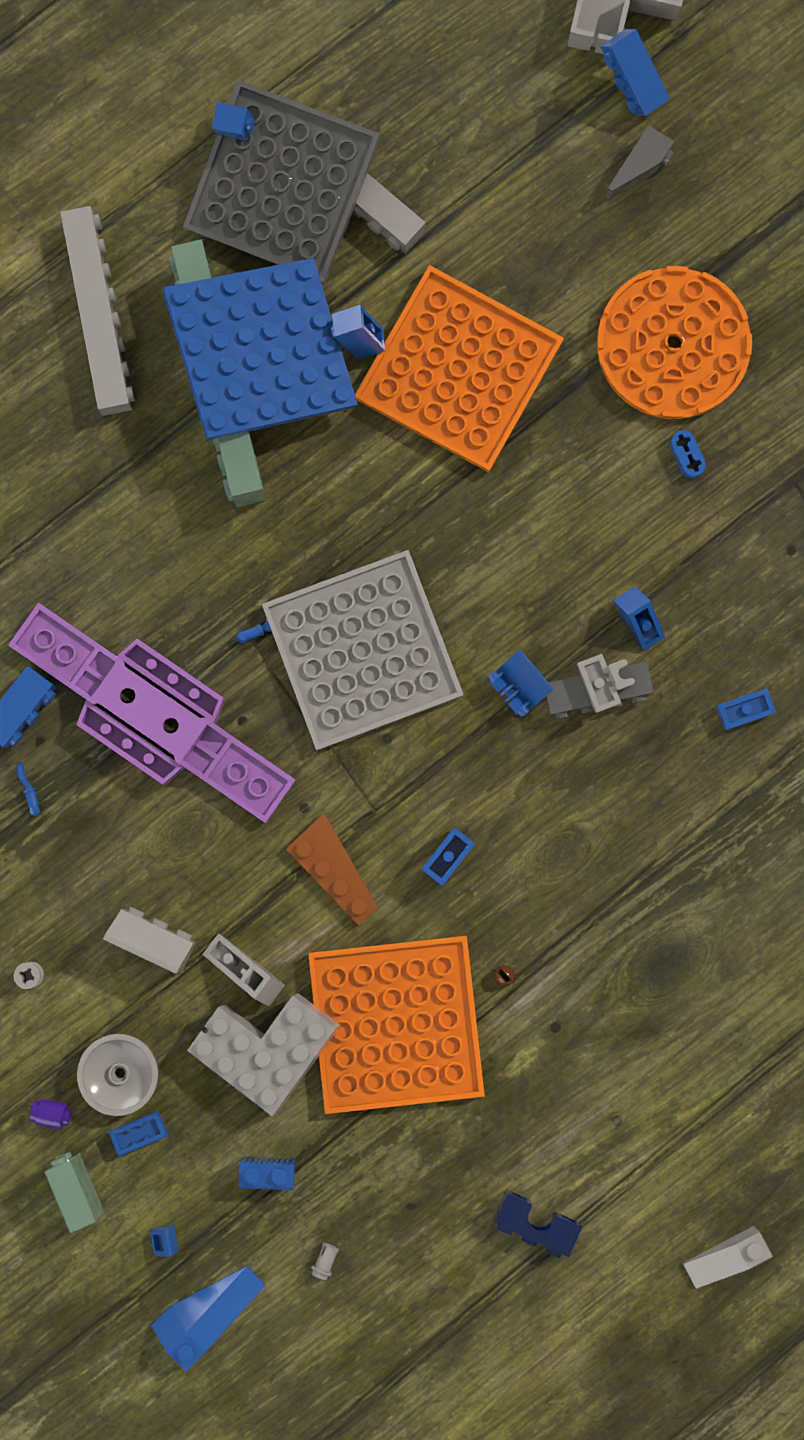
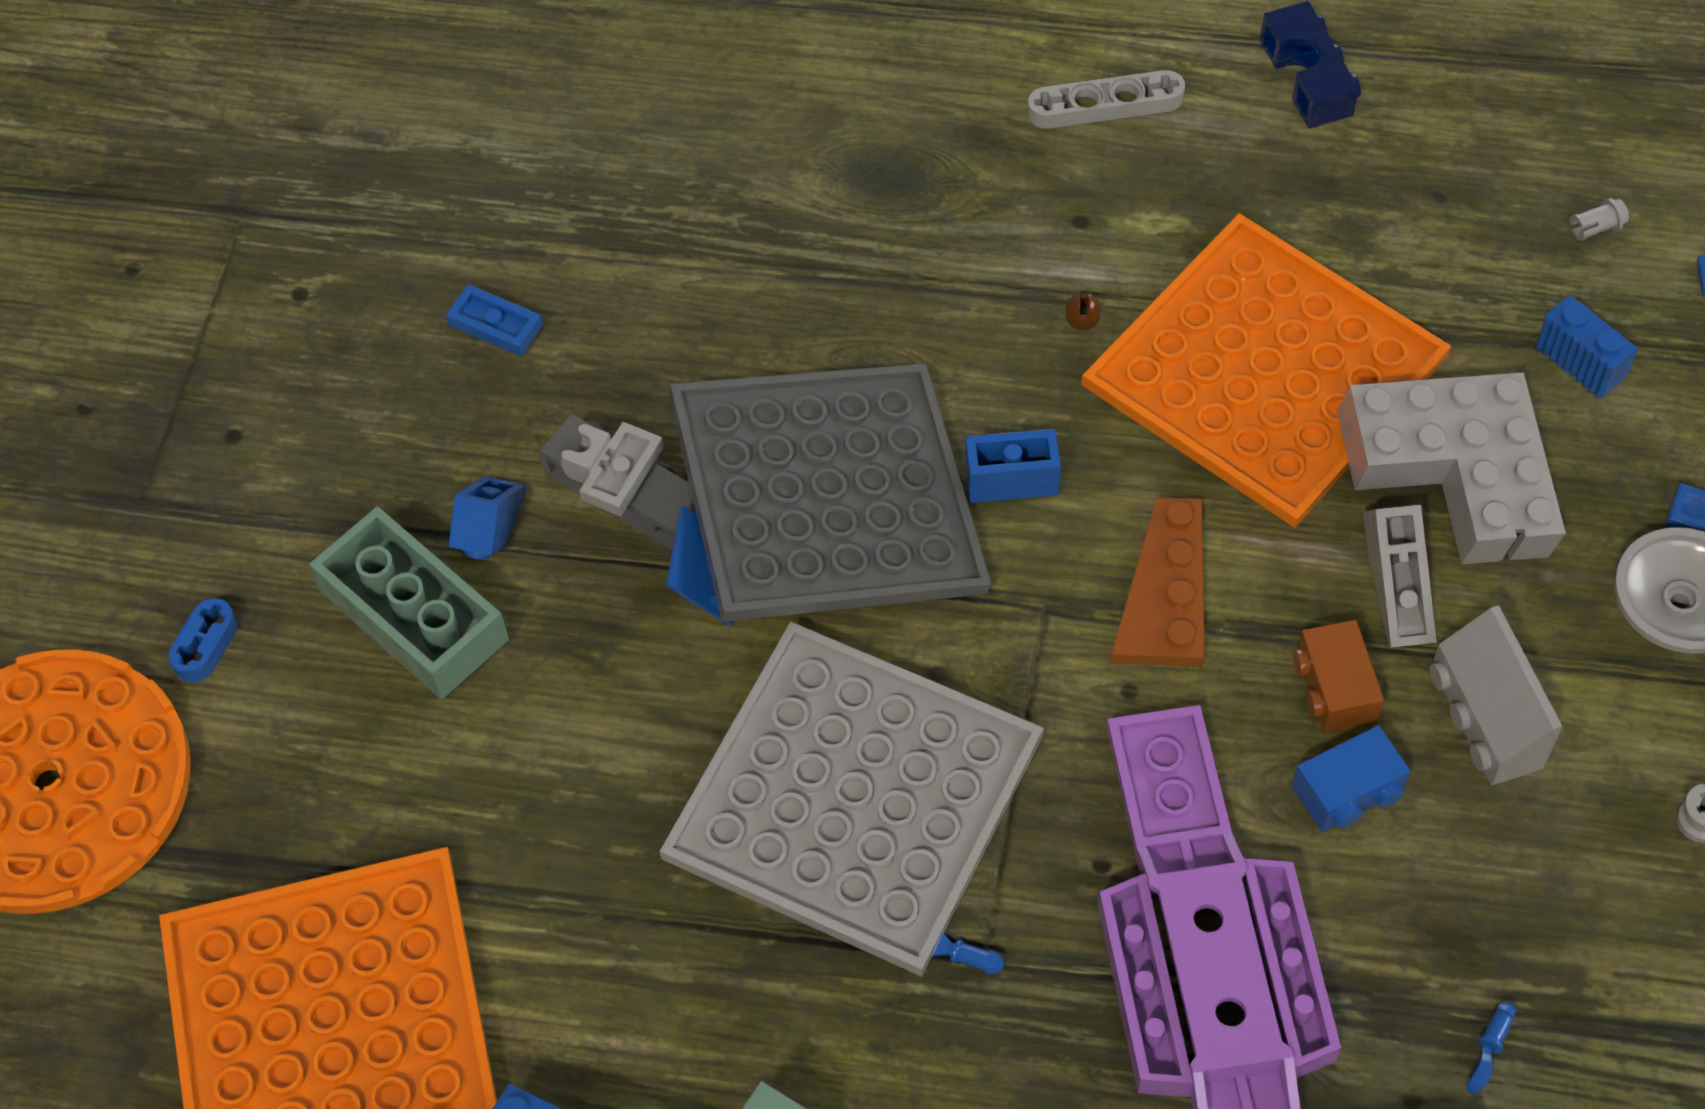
camera: 130 degrees left, 25 degrees down
(176, 850) = (1351, 779): none -> blue brick
(224, 893) = (1338, 676): none -> dark orange brick
(510, 766) = (826, 491): none -> dark grey plate
(609, 1106) = (1104, 93): none -> light grey beam
(621, 546) = (409, 602): none -> sand green brick

